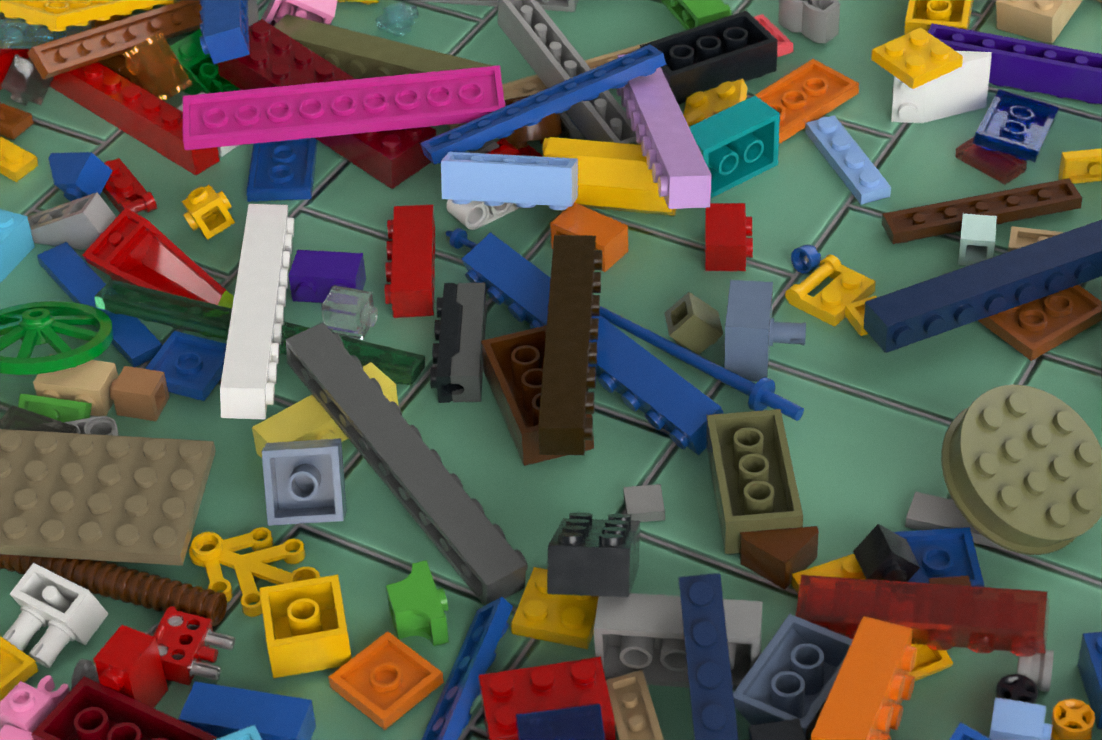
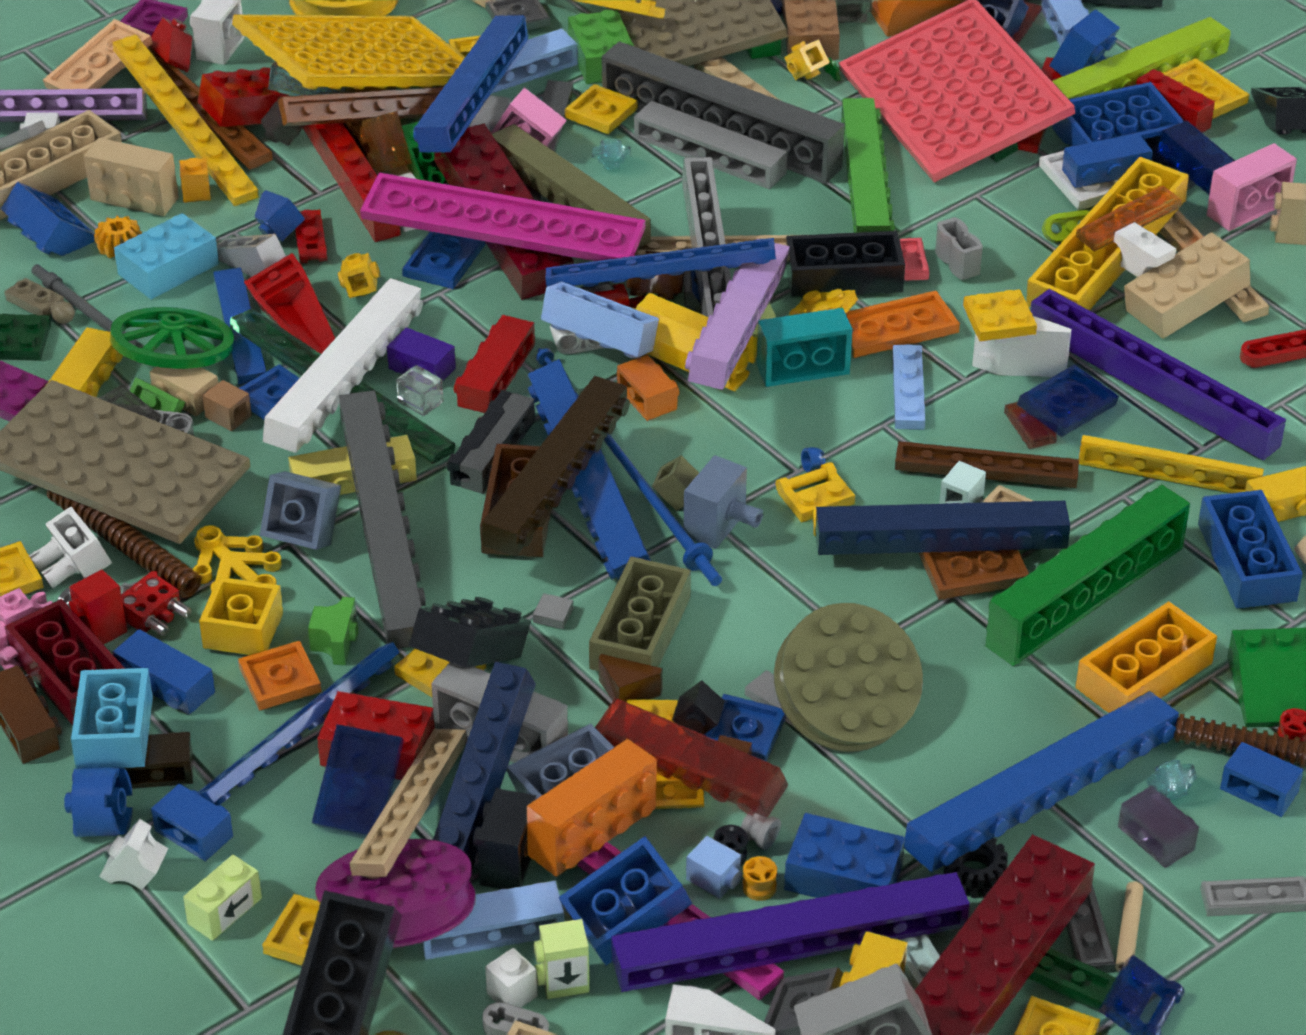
camera: 20 degrees right, 0 degrees up
(726, 237) = (757, 421): red brick -> none

